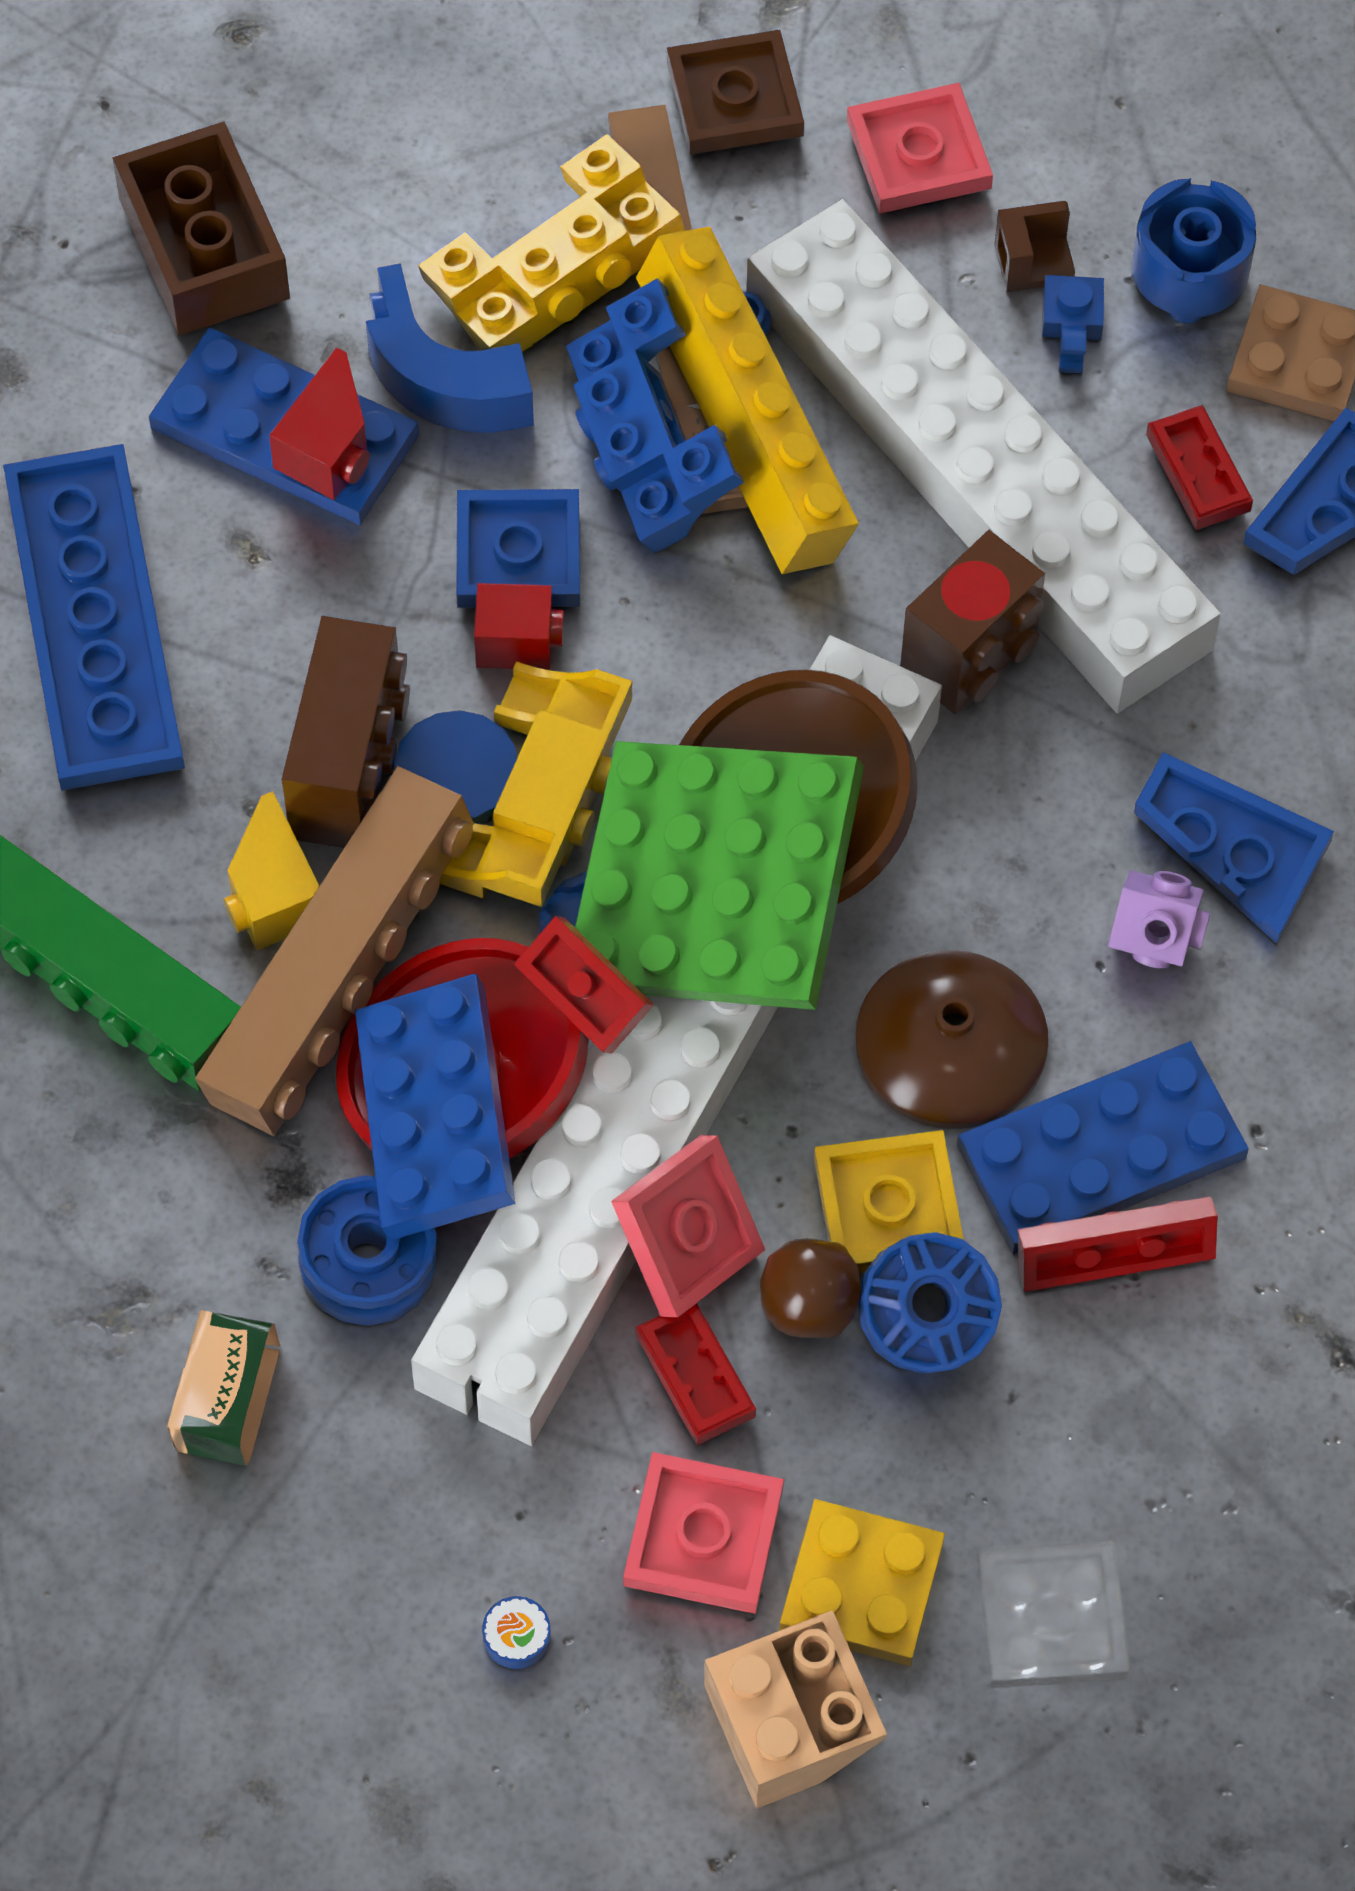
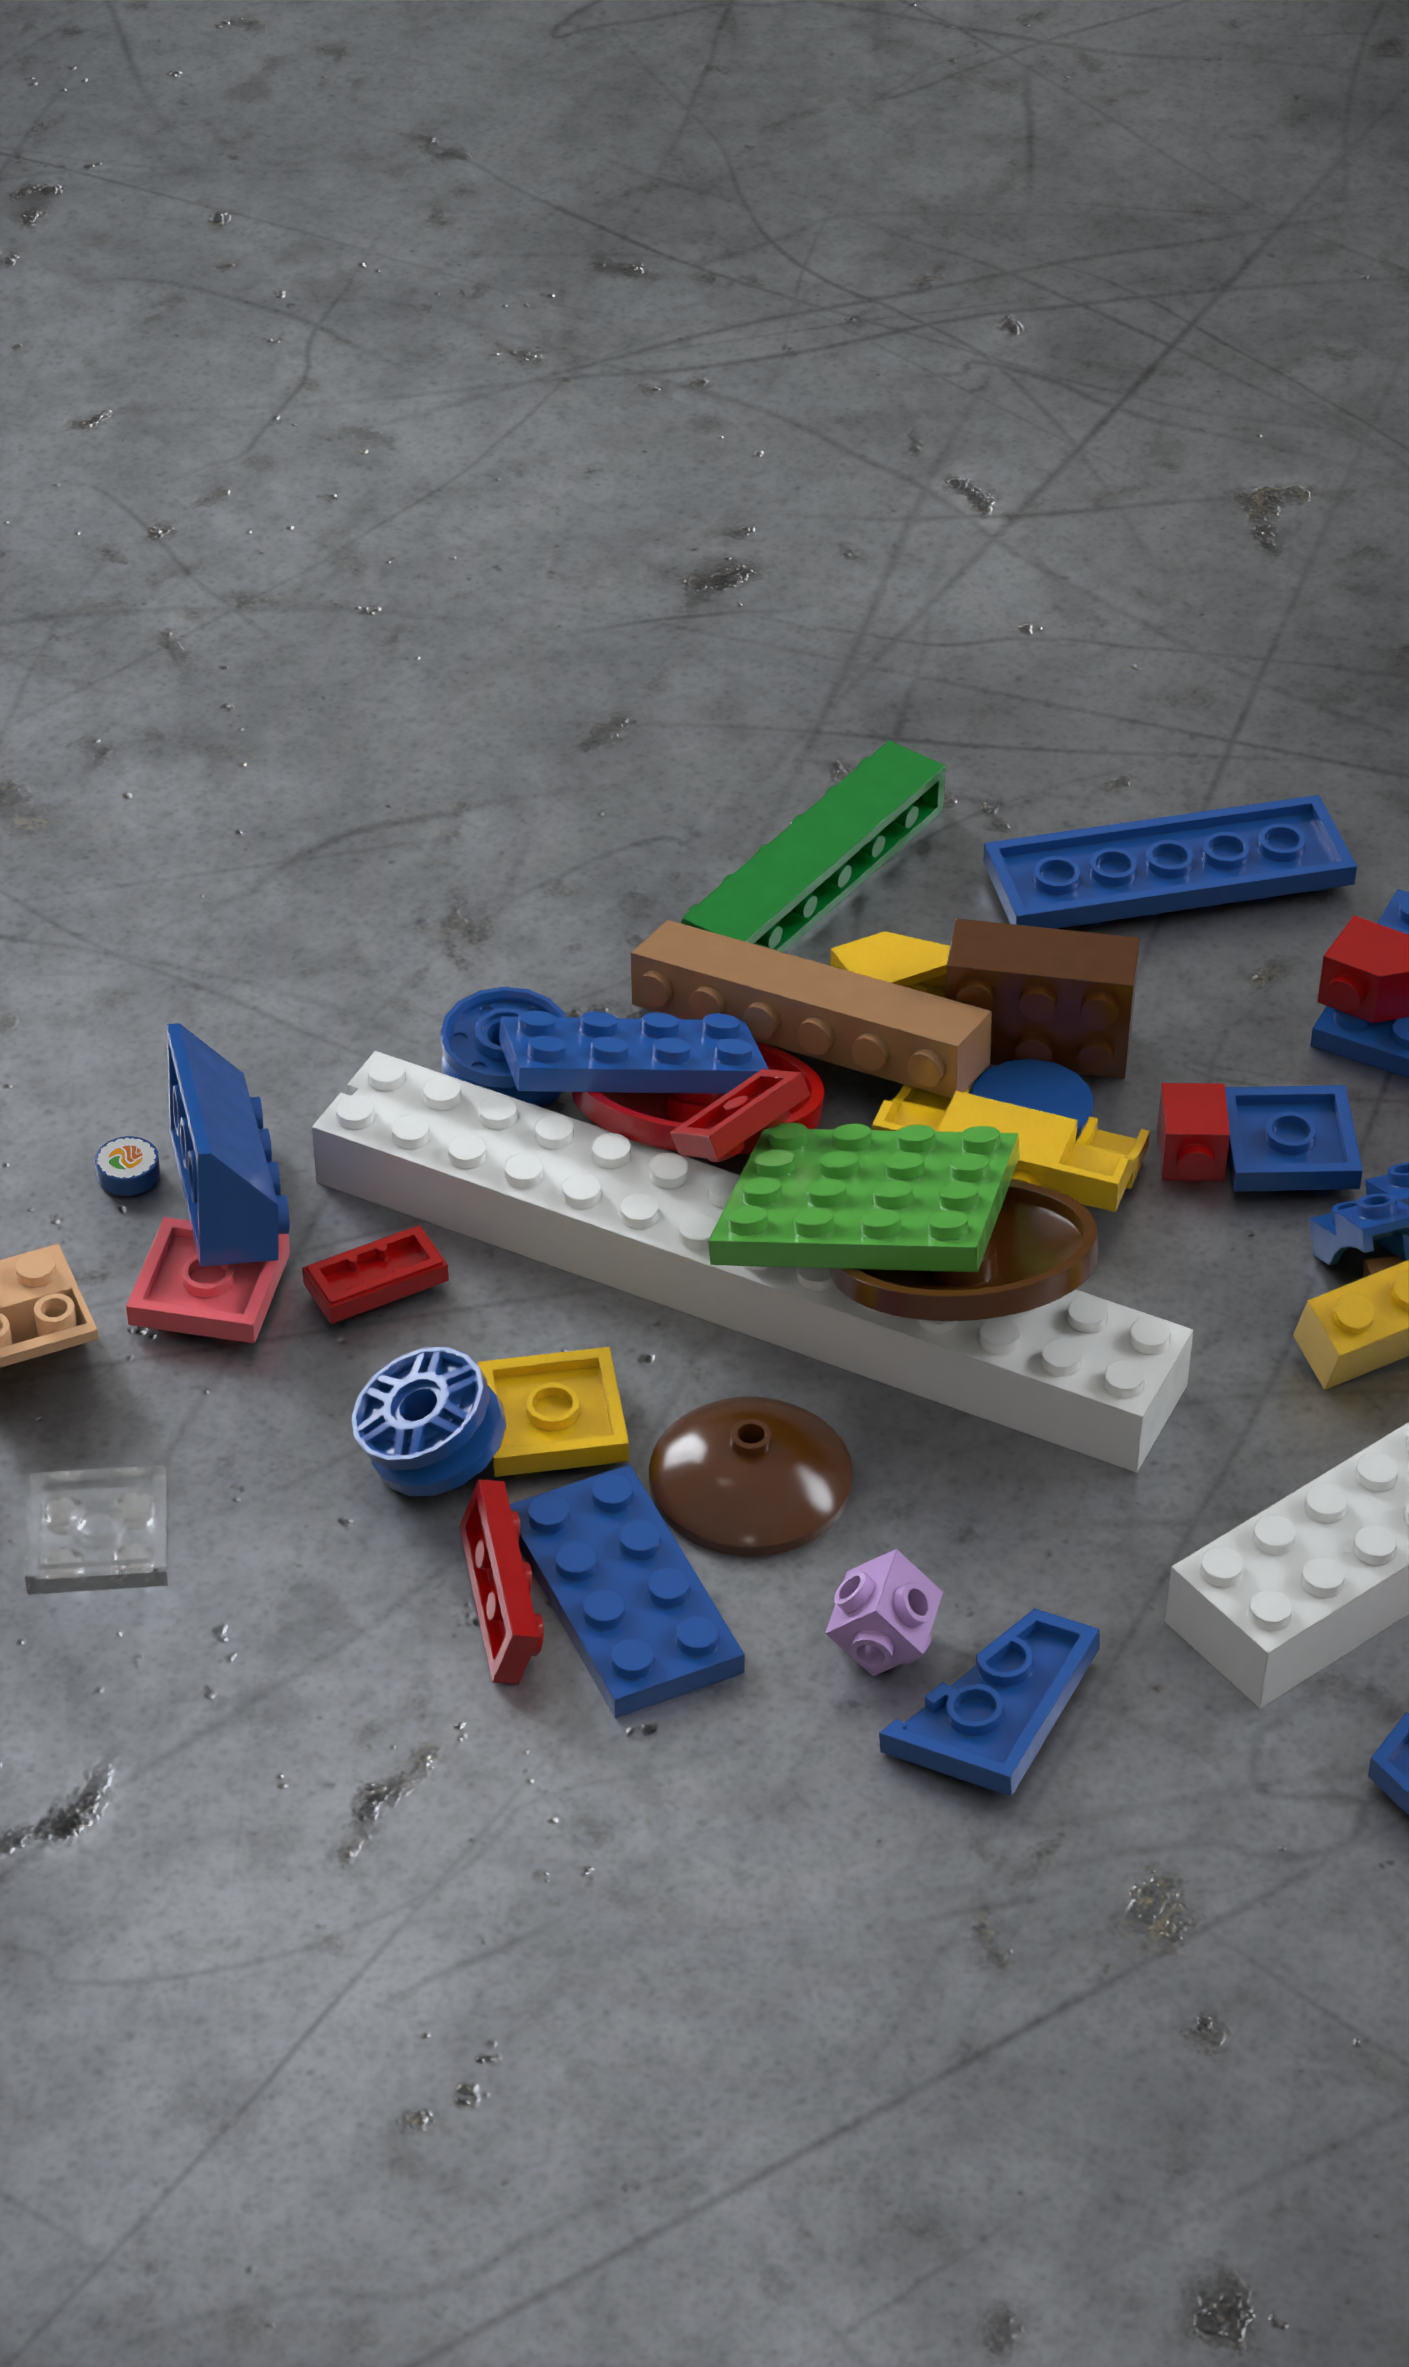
camera: 90 degrees right, 20 degrees down
(224, 1387) = (396, 992): piece -> none
(568, 1511) = (222, 1156): none -> blue slope
(688, 1225) = (509, 1234): coral plate -> none
(810, 1288) = (455, 1324): reddish brown hair -> none
(871, 1576) = (152, 1400): yellow plate -> none
(974, 621) = (1228, 1443): reddish brown brick -> none

